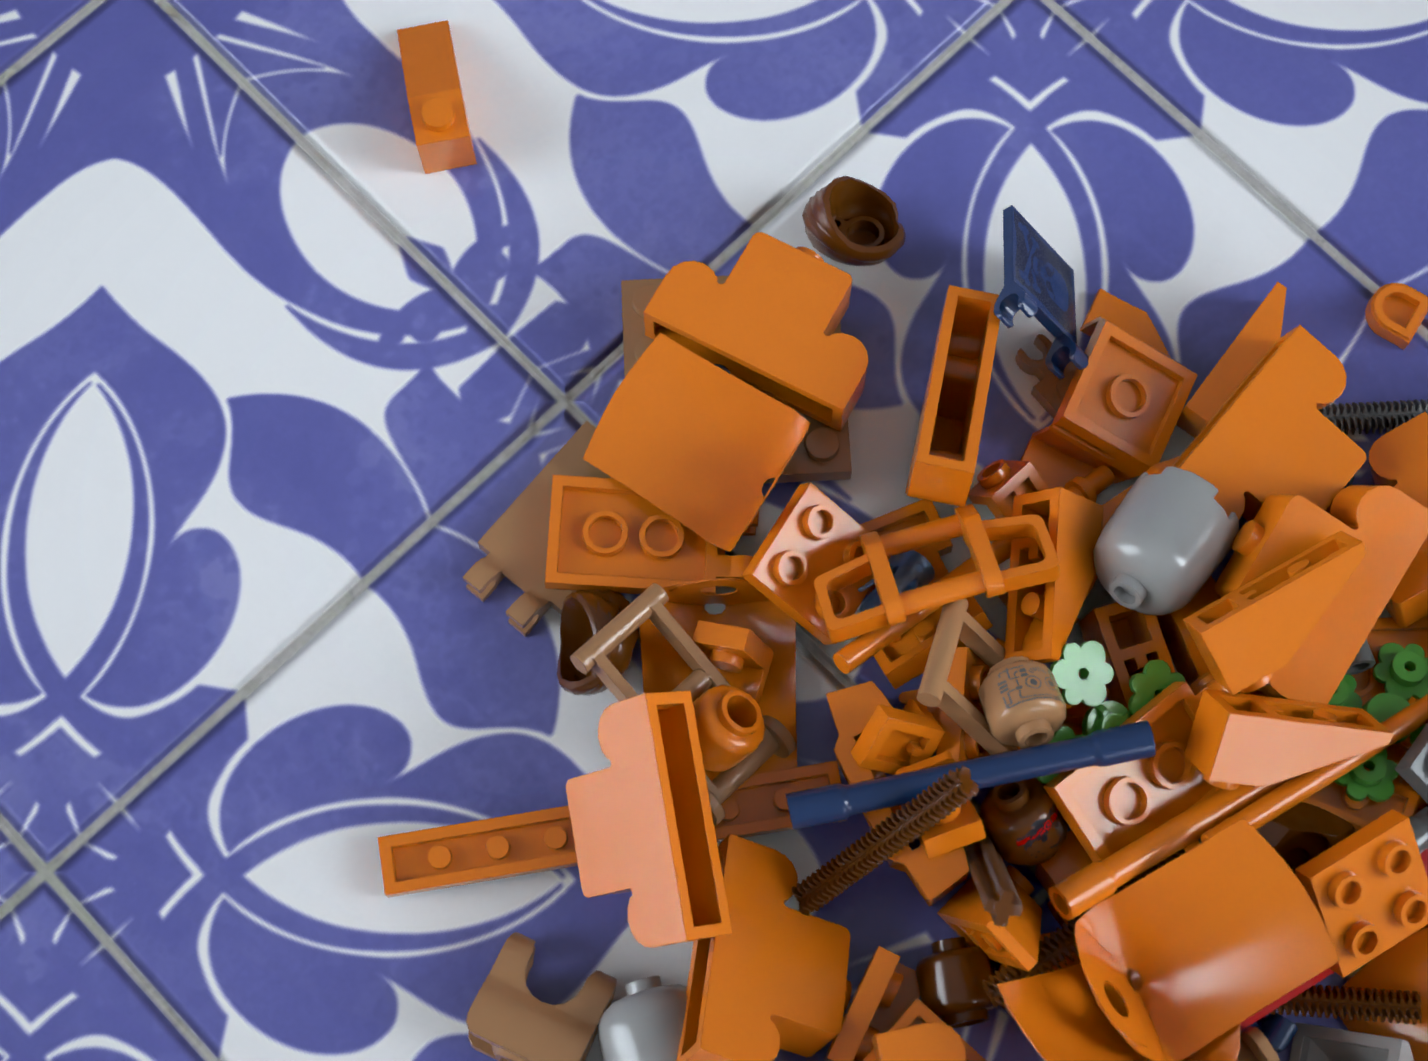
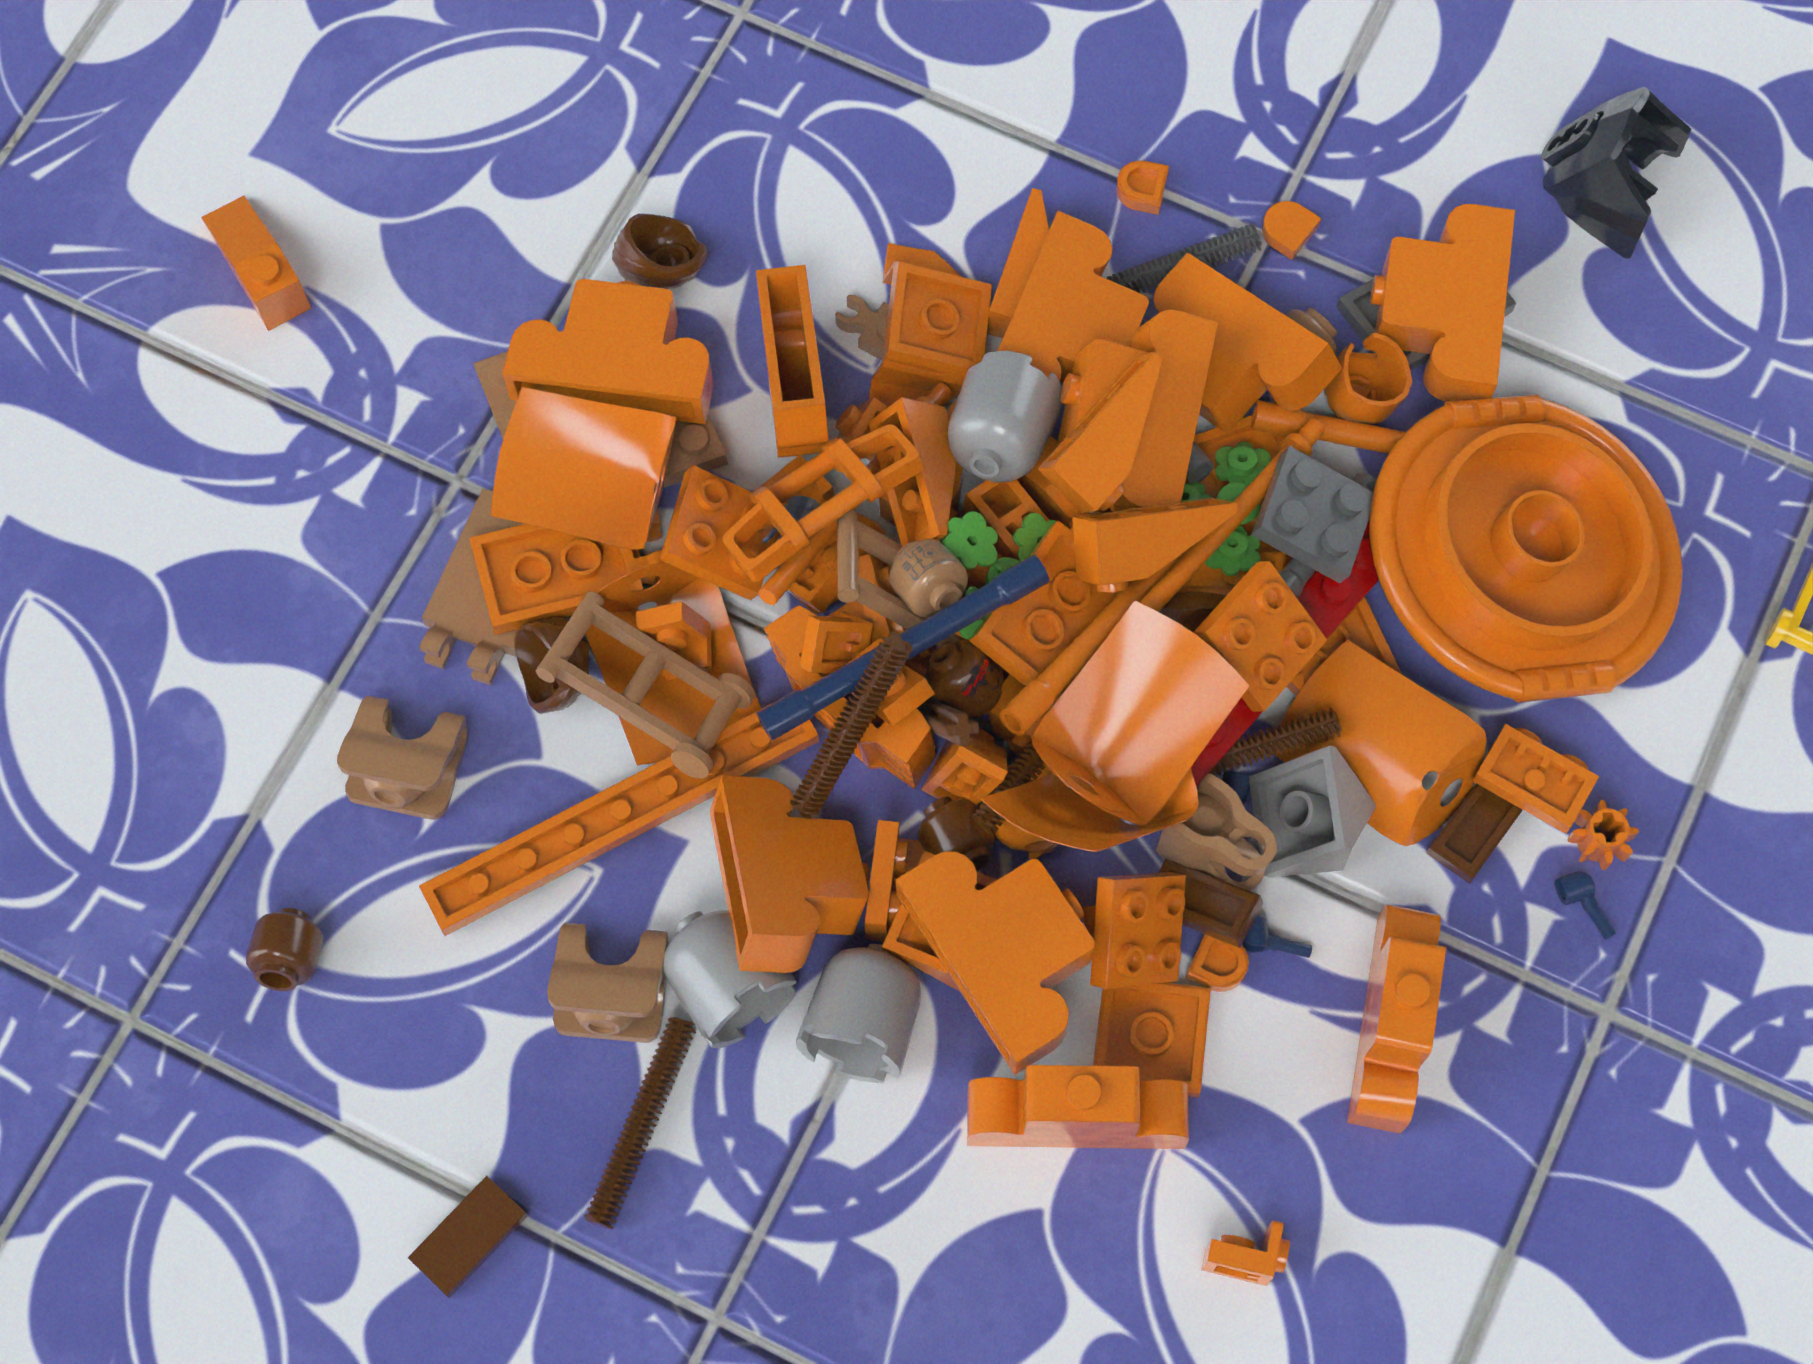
camera: 20 degrees left, 5 degrees down
(219, 857) = (284, 949): none -> reddish brown head
(399, 708) = (398, 773): none -> medium nougat piece
(651, 822) = (647, 778): orange brick -> none
(727, 726) = (685, 690): orange head -> none
(1040, 287) = (837, 250): dark blue flag -> none

